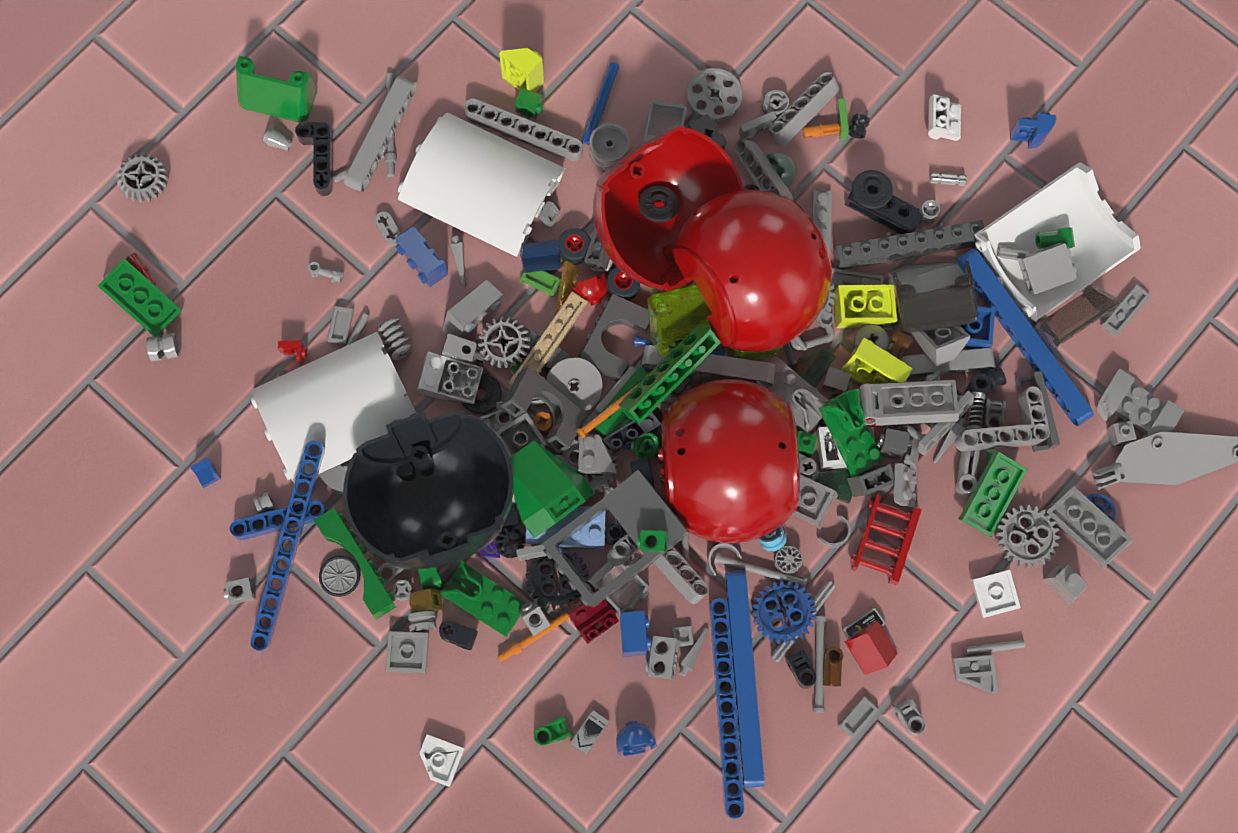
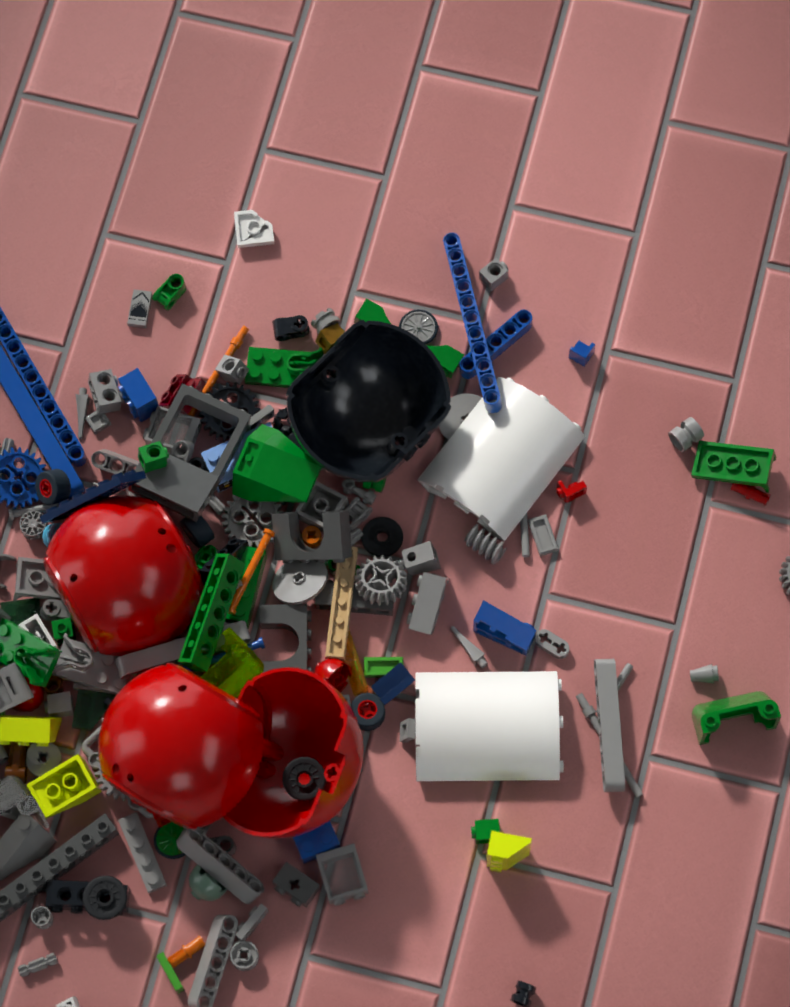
camera: 160 degrees right, 5 degrees down
(263, 503) = (517, 351): light grey wheel -> none
(316, 270) = (594, 572): light grey bar -> none
(319, 159) = (654, 675): black beam -> none
(407, 652) = (326, 293): light grey plate -> none
(449, 379) = (416, 528): white slope -> none
(530, 135) = (486, 796): light grey beam -> none
(594, 456) = (247, 522): light grey wing -> none
(601, 101) = (418, 870): blue axle -> none
(608, 145) = (384, 835): light grey wheel -> none
(615, 390) = (259, 595): light grey tile -> none
(634, 739) = (97, 316): blue cylinder -> none
(714, 87) = (302, 941): light grey wedge -> none
(725, 535) = (105, 489): none -> dark blue plate
(755, 581) = (53, 486): none -> black wheel
(847, 277) = (85, 814): light grey tile -> none
(858, 127) = (150, 973): black wheel -> none

